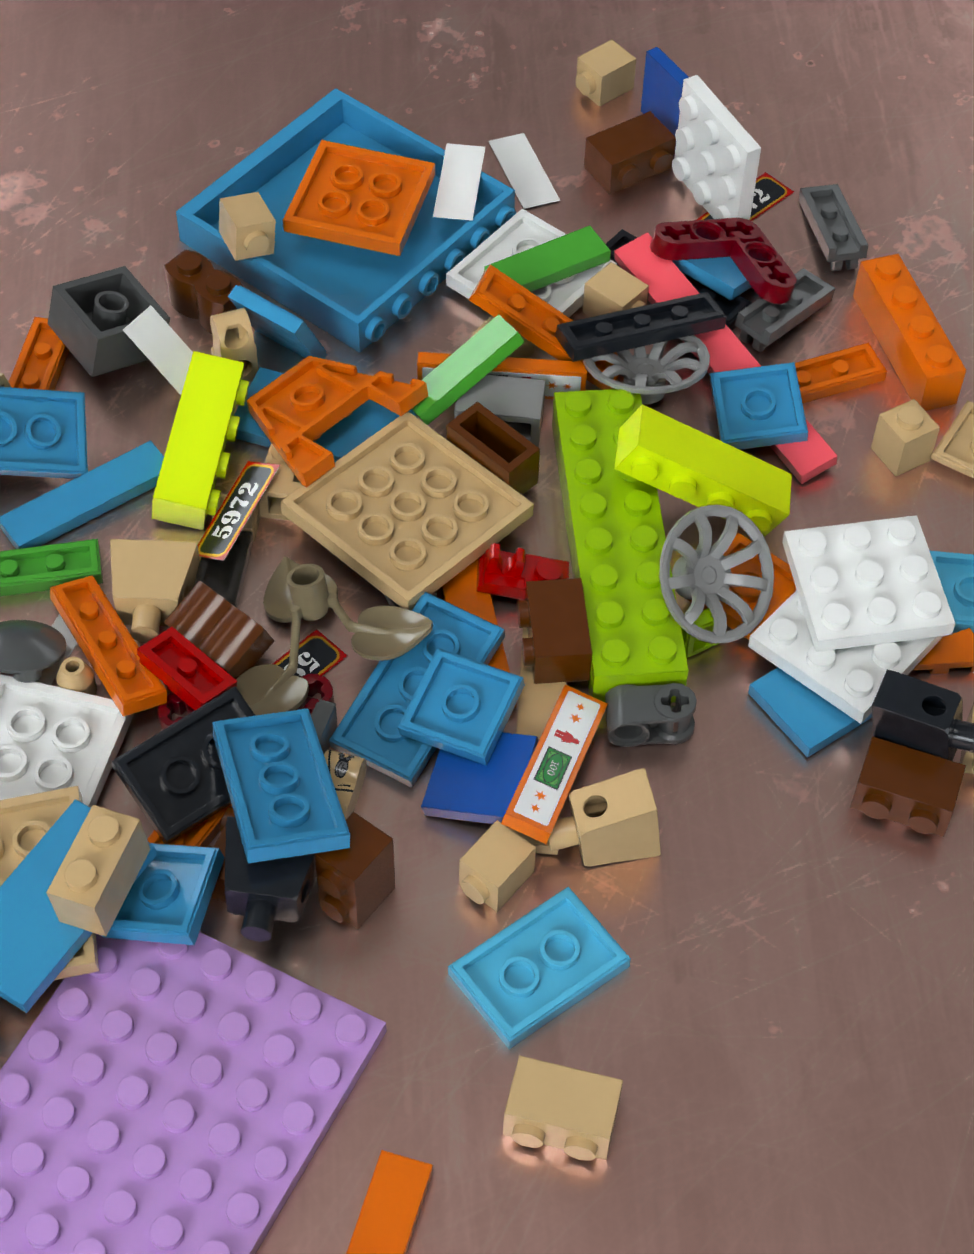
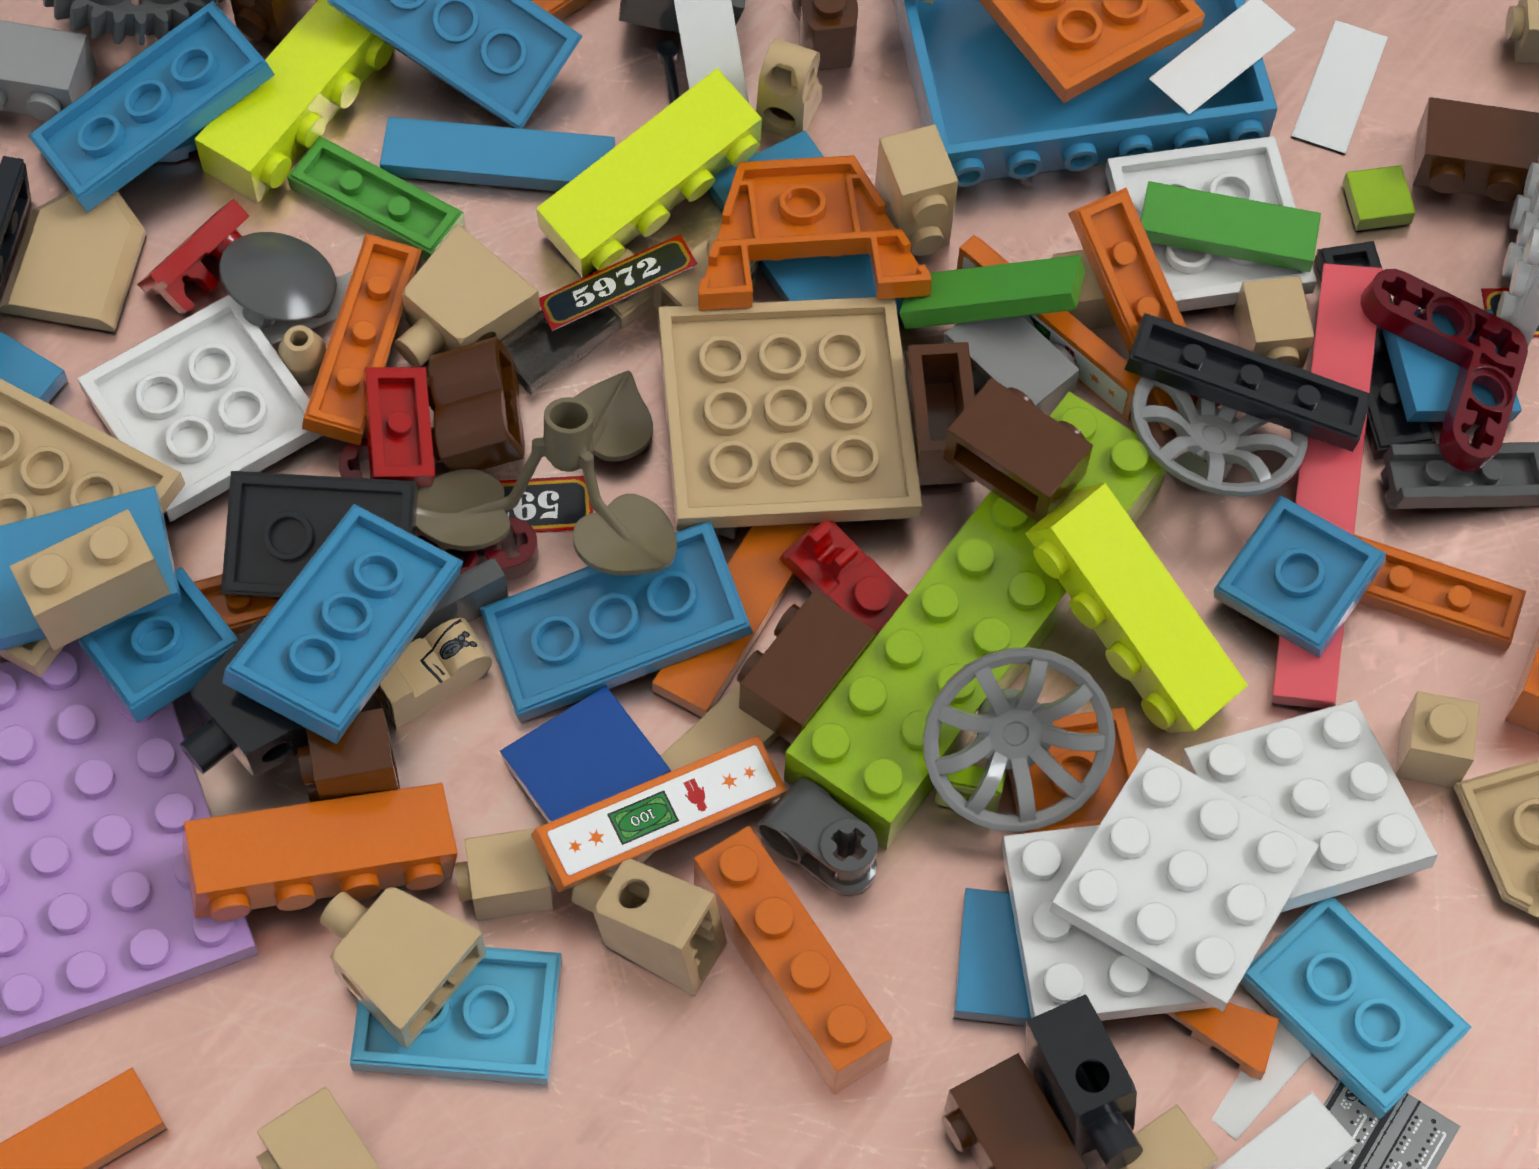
camera: 40 degrees right, 10 degrees up
(133, 381) = (668, 54): none -> black hinge
(277, 323) = (851, 90): dark azure tile -> none
(364, 339) = (918, 187): none -> tan piece
(376, 936) = (318, 851): none -> orange brick
(461, 706) = (626, 676): dark azure tile -> none
(487, 953) = (401, 957): none -> tan torso
(568, 430) = (1017, 450): none -> reddish brown piece
(601, 208) = (1378, 197): none -> lime tile
(709, 787) = (793, 960): none -> orange brick
(875, 490) = (1330, 785): none -> white plate

